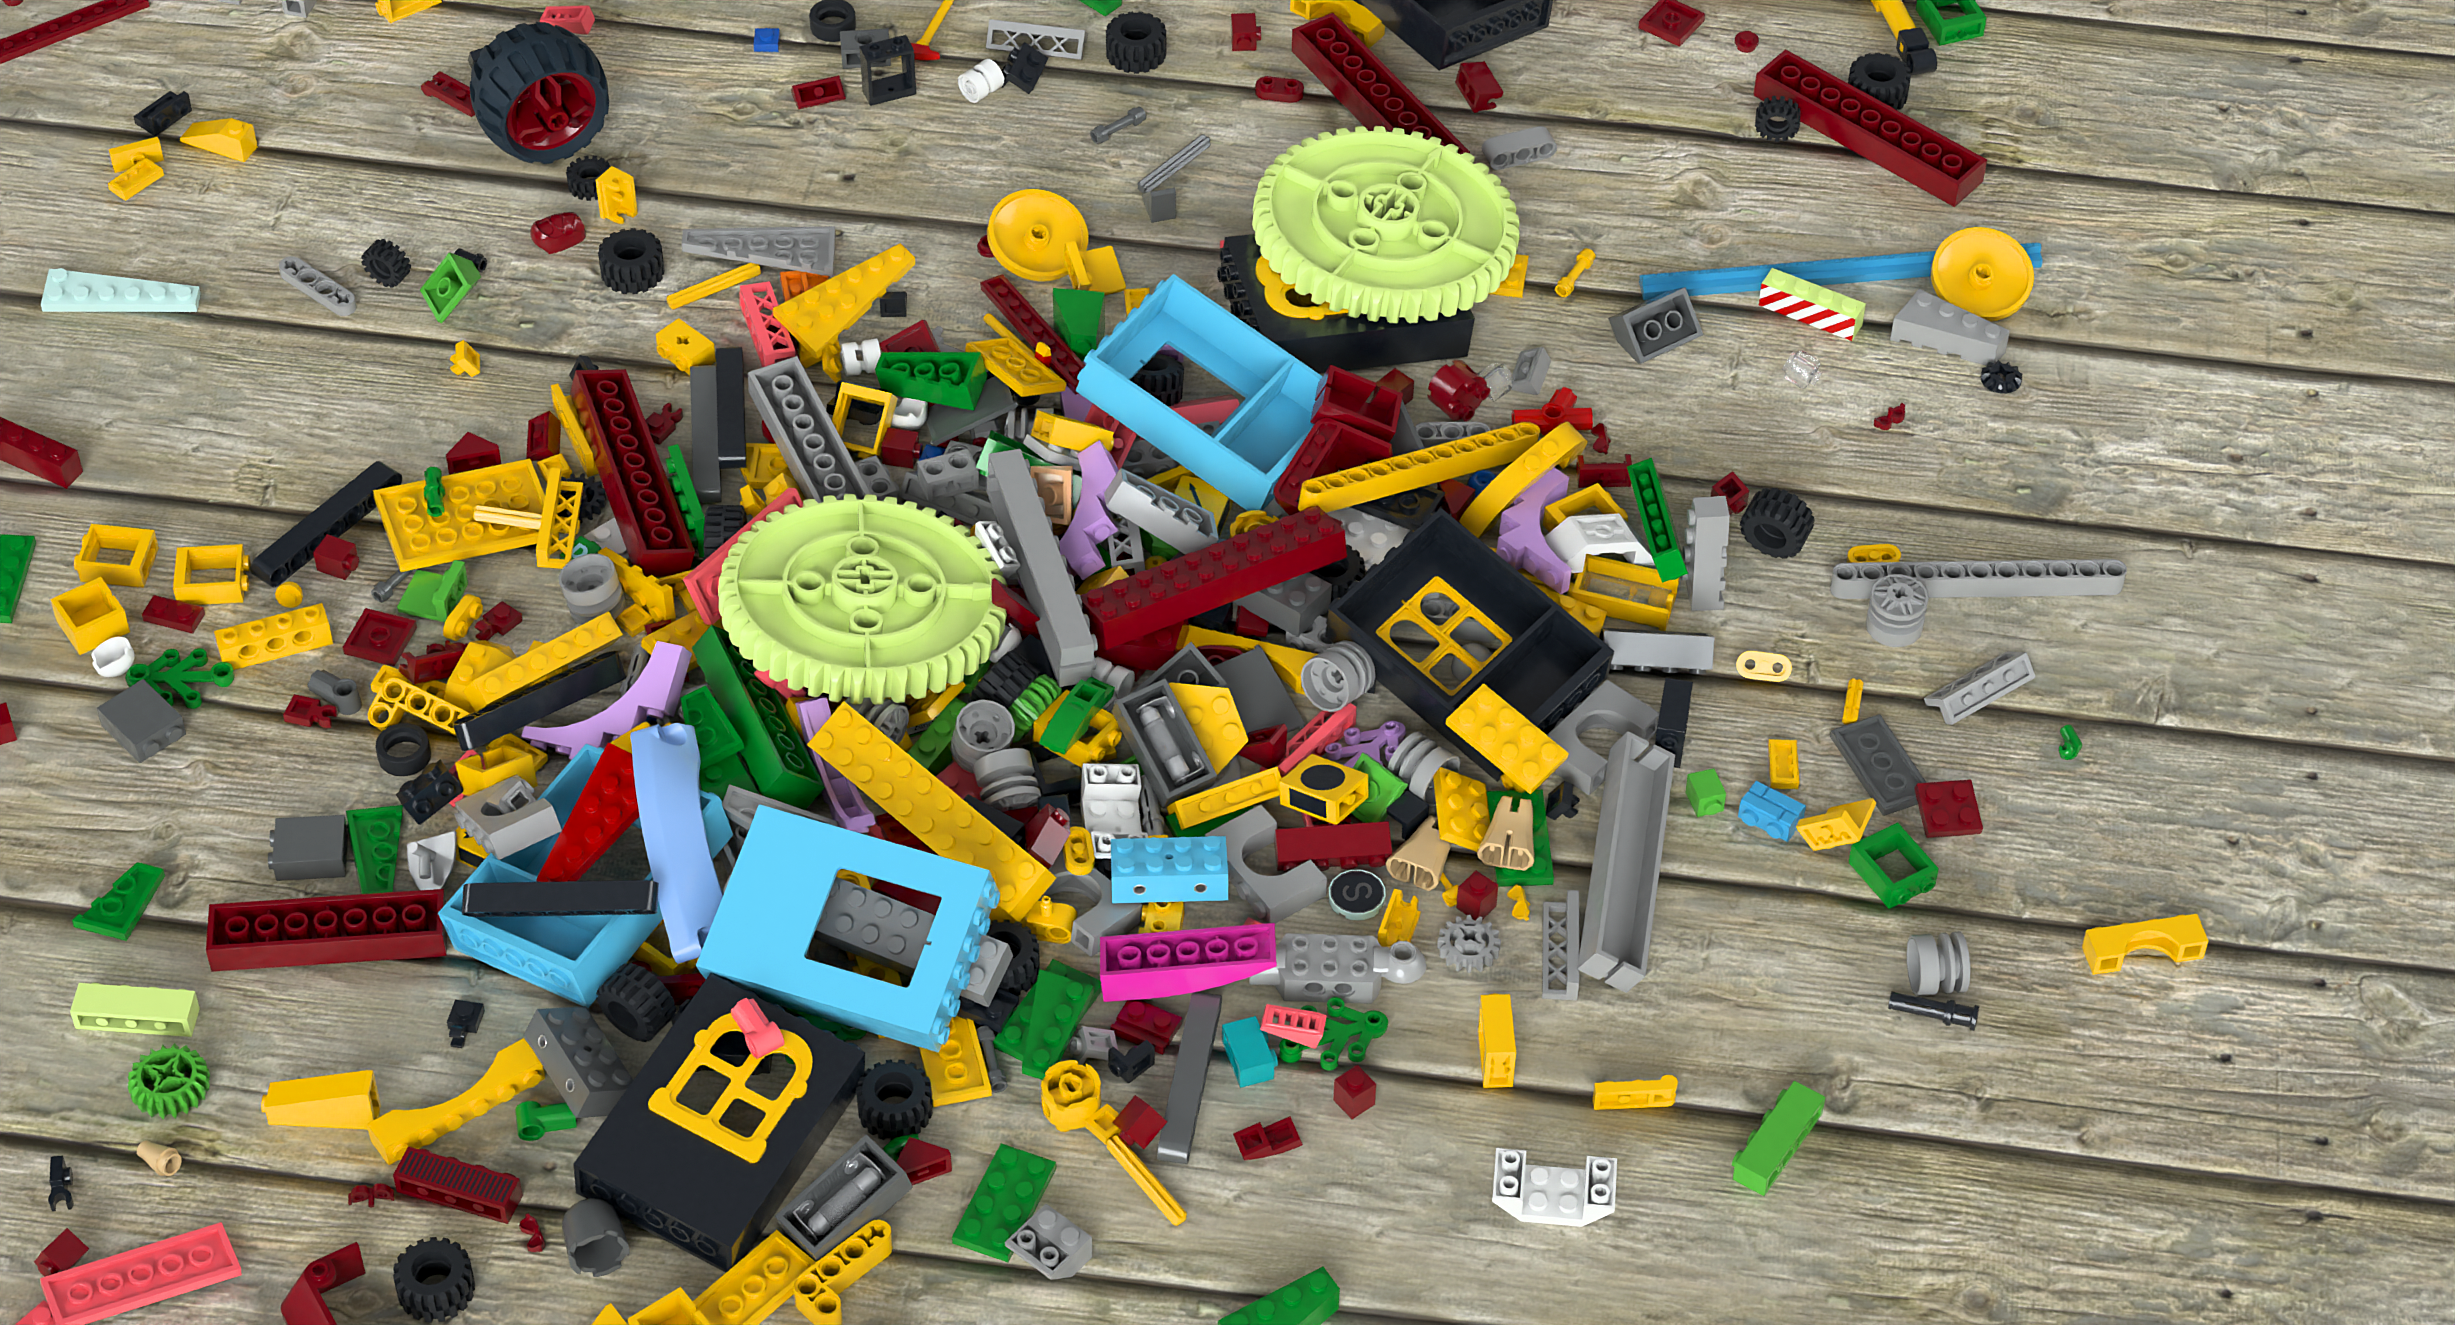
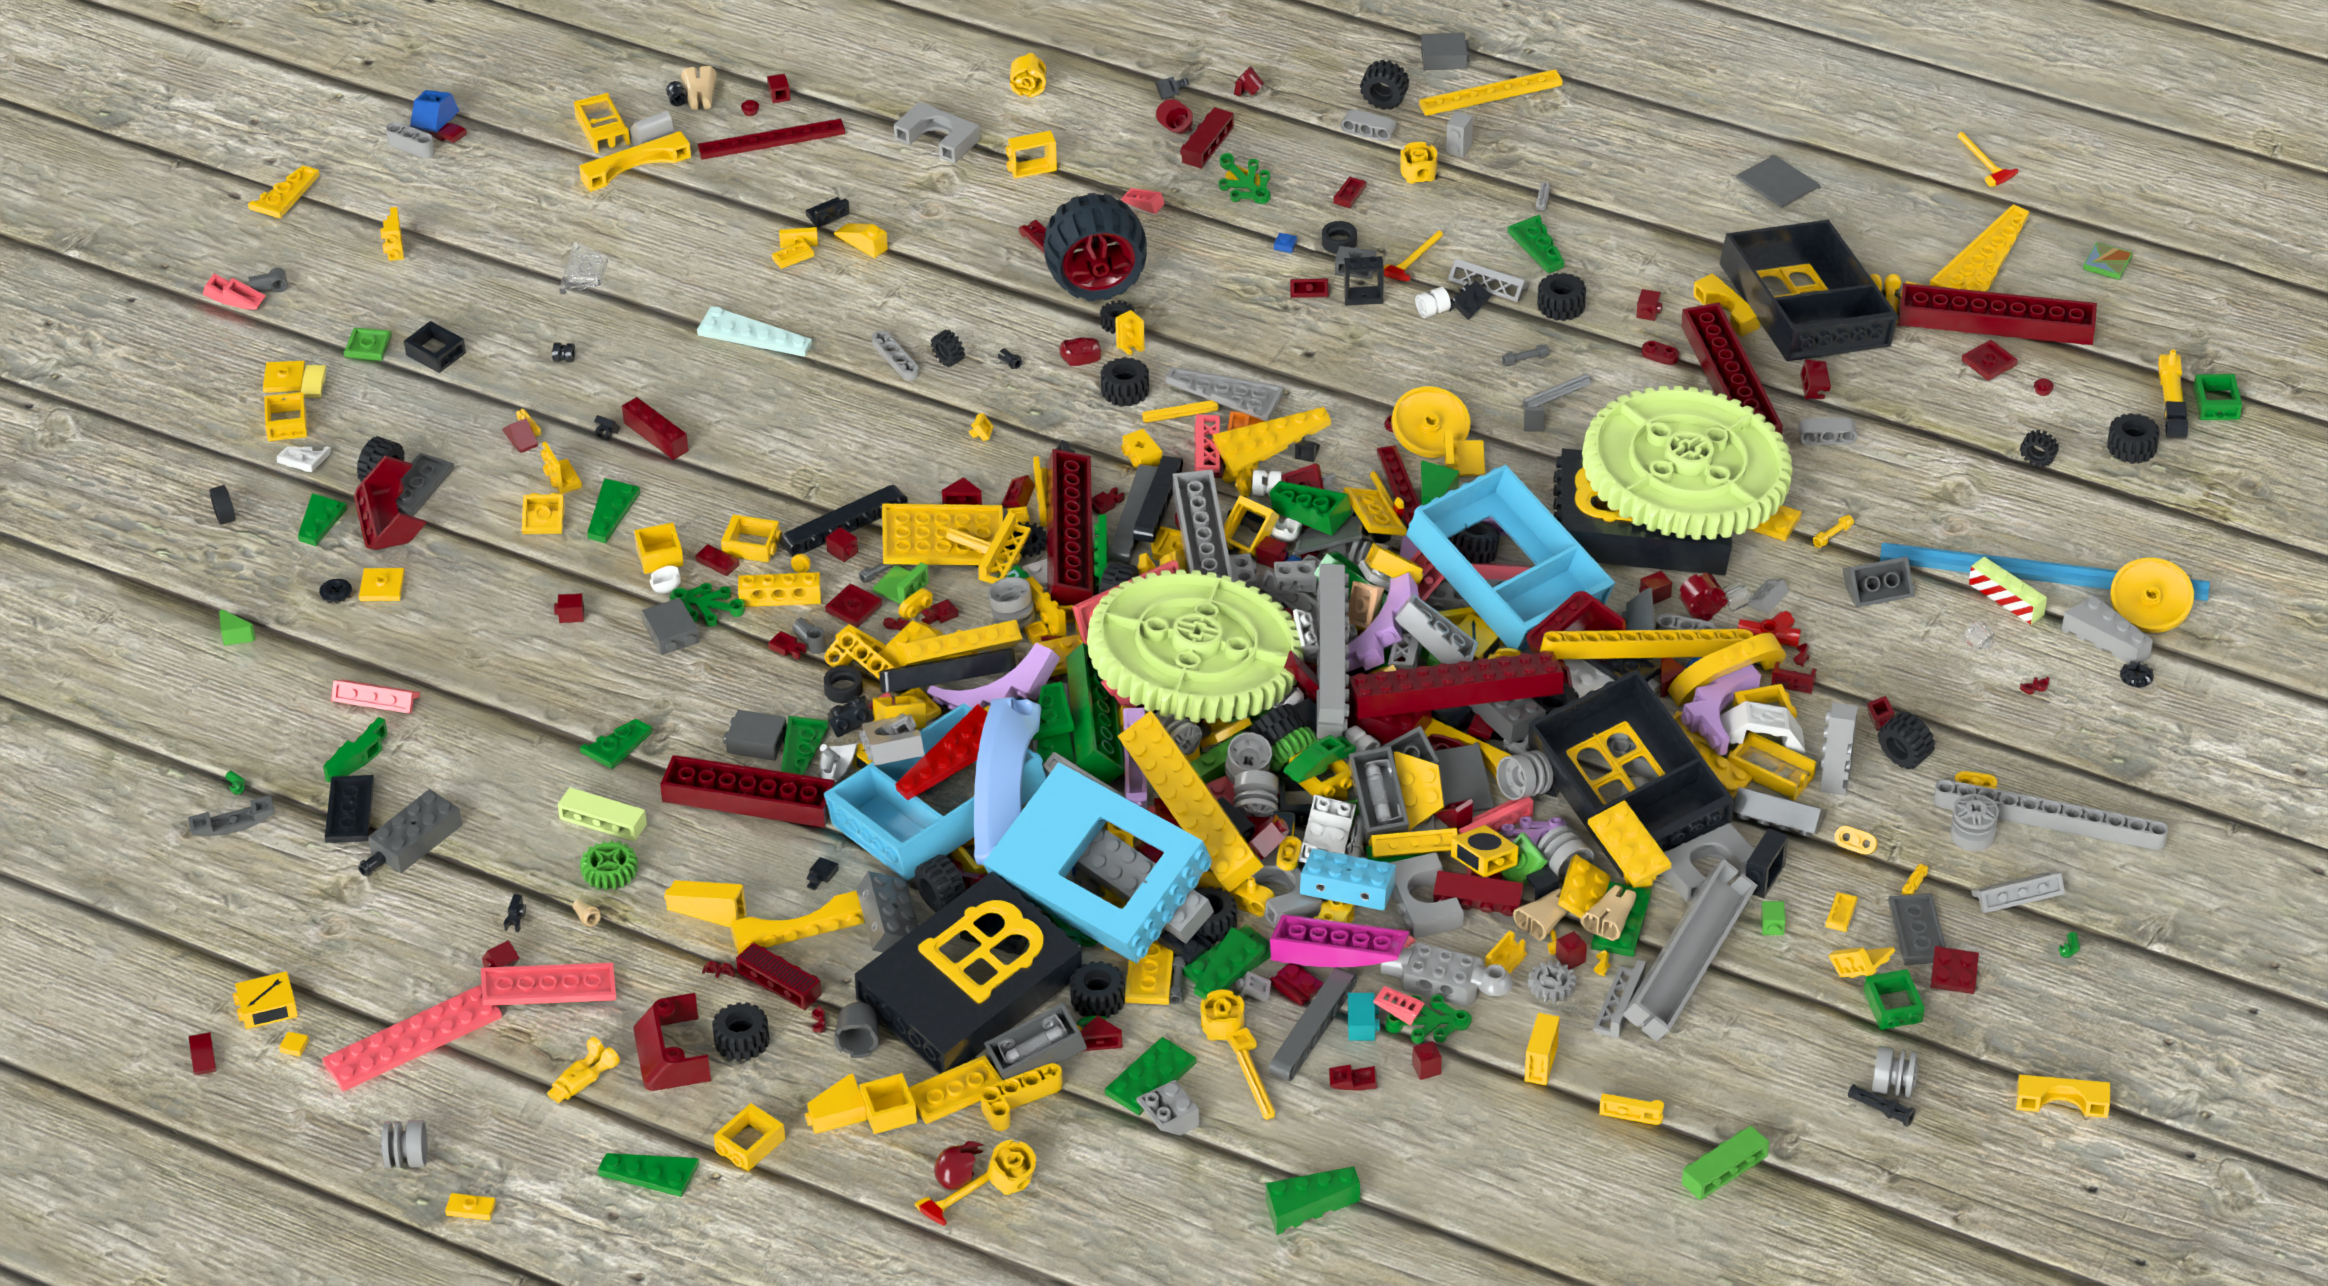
camera: 20 degrees right, 5 degrees down
(115, 537) = (710, 506): yellow window -> none
(432, 665) = (880, 631): dark red hinge -> none
(434, 491) = (924, 512): green pin -> none
(449, 285) = (989, 373): bright green slope -> none
(535, 1119) = (847, 946): green piece -> none
(560, 898) = (905, 798): black beam -> none
(759, 1033) = (1009, 916): coral piece -> none
(1133, 1063) = (1276, 1005): black bracket -> none
(1138, 1123) = (1262, 1044): dark red brick -> none
(1344, 397) = (1605, 583): dark red piece -> none
(1357, 894) = (1484, 930): black tile -> none
(1554, 1193) = (1542, 1160): white slope -> none
(1562, 802) = (1662, 900): black tile -> none
(1657, 520) = (1811, 722): green brick -> none
(1771, 811) = (1816, 941): dark azure brick -> none
(1873, 128) = (2112, 470): dark red brick -> none

